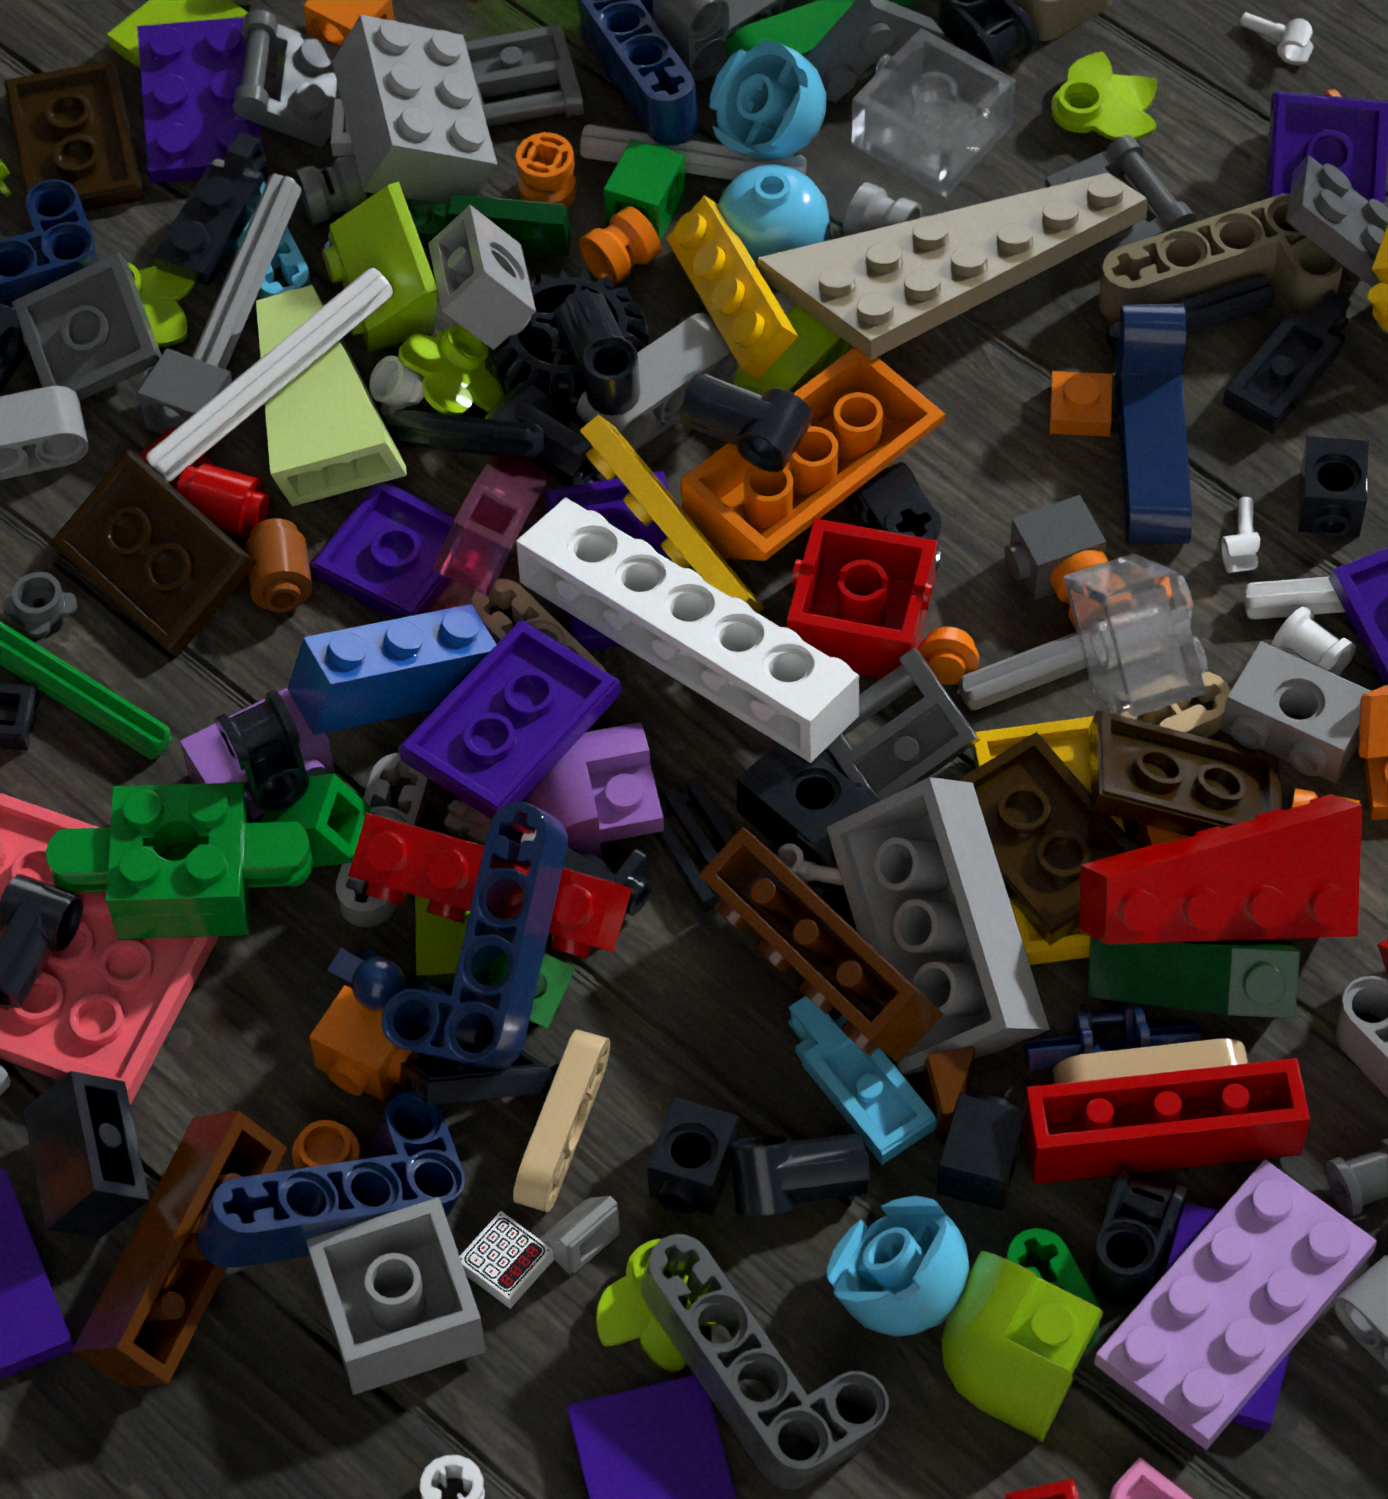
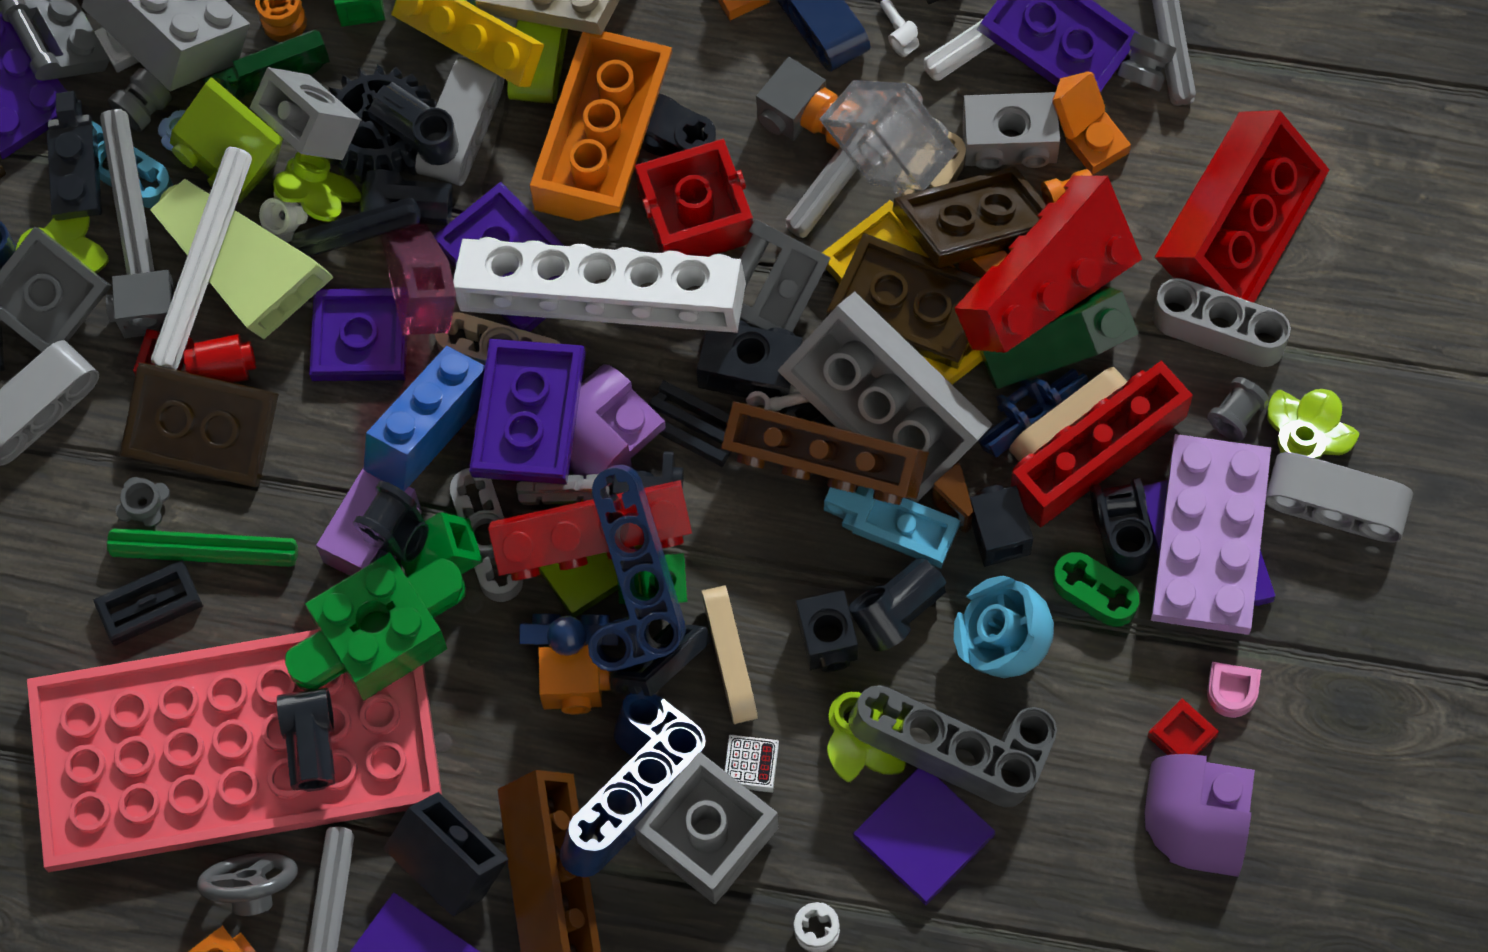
camera: 30 degrees left, 10 degrees up
(282, 570) = (297, 390): dark orange brick -> none
(324, 1144) = (592, 762): orange plate -> none
(583, 1232) = (786, 717): light grey slope -> none
(620, 245) = (366, 38): orange wheel -> none
(653, 502) = (516, 210): yellow plate -> none
(760, 426) = (565, 120): black piece -> none
(949, 654) = (770, 208): orange plate -> none
(1015, 1343) = (1100, 635): lime brick -> none
(1313, 643) = (990, 78): white bush -> none

